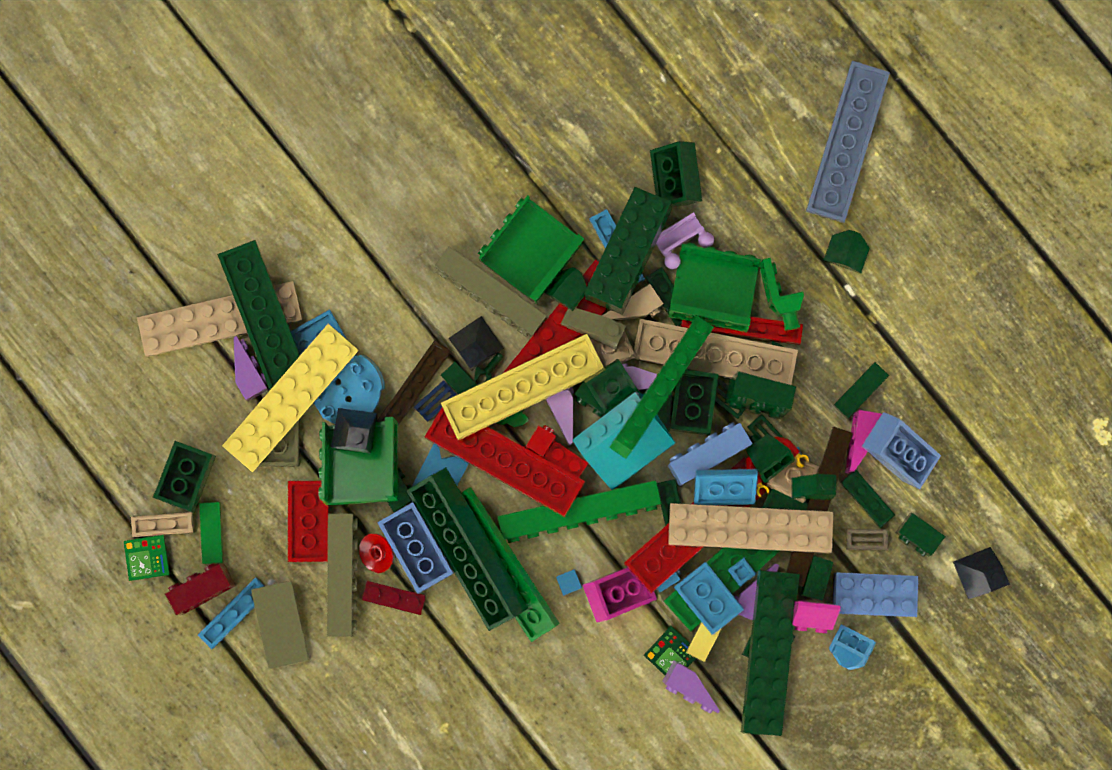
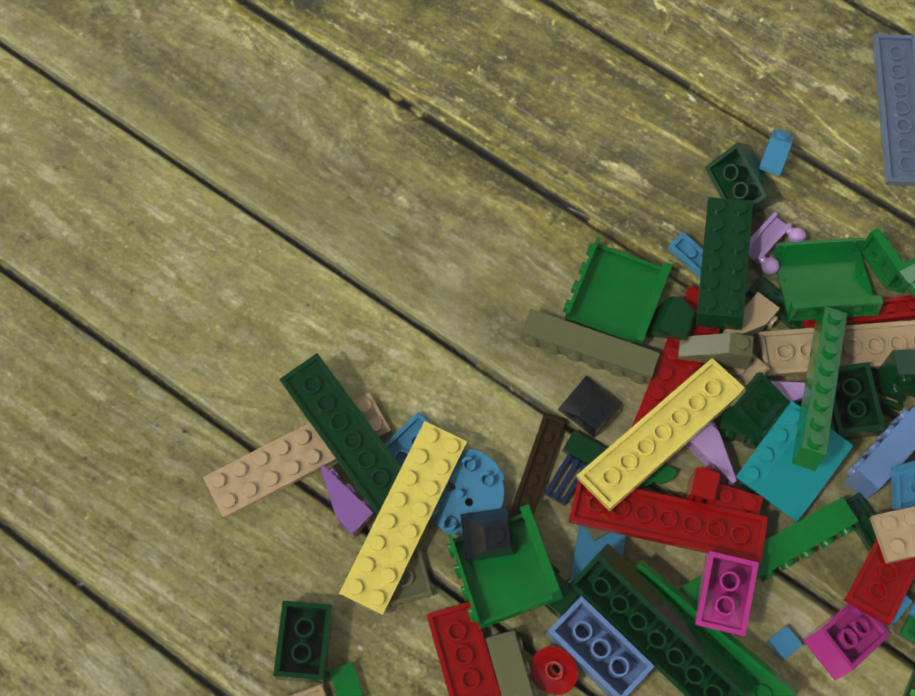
camera: 15 degrees left, 15 degrees down
(489, 369) = (614, 428): dark green bar -> none
(526, 533) = (726, 593): none -> dark pink slope
(713, 157) = (776, 152): none -> dark azure slope

